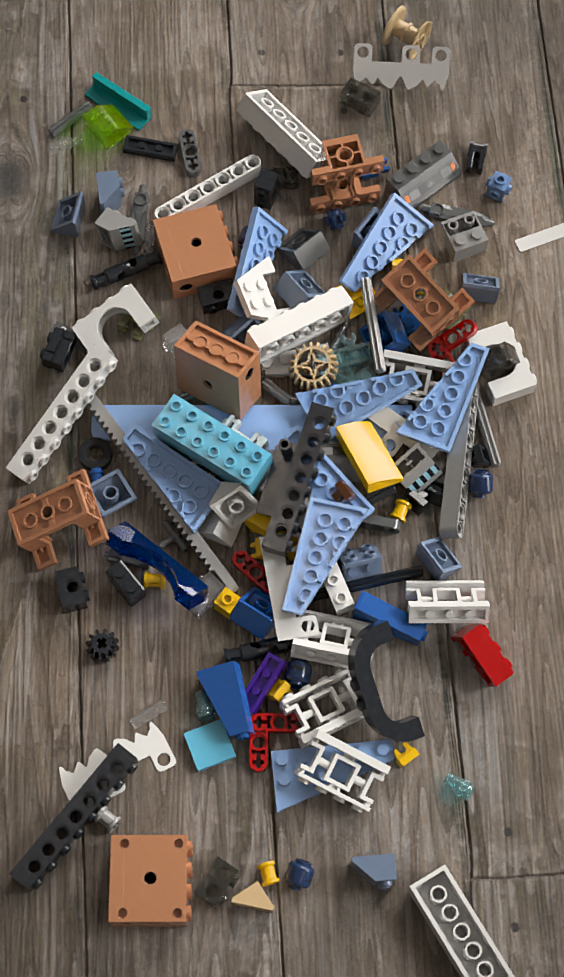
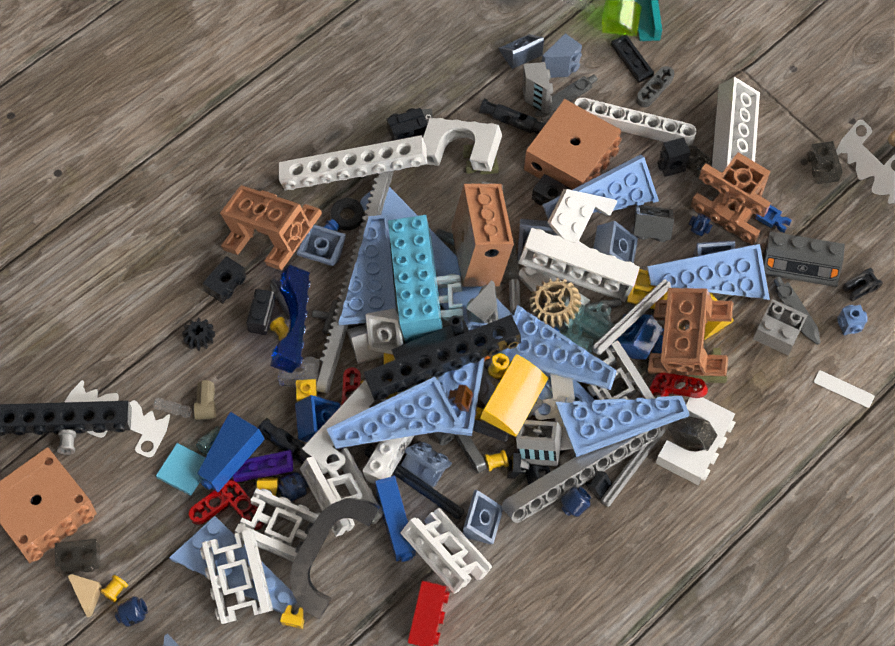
camera: 50 degrees right, 5 degrees down
(170, 688) = (205, 406): none -> dark tan piece
(279, 417) = (484, 306): none -> light grey slope
(335, 446) = (502, 364): none -> yellow bush
(481, 287) = (748, 373): sand blue slope -> none

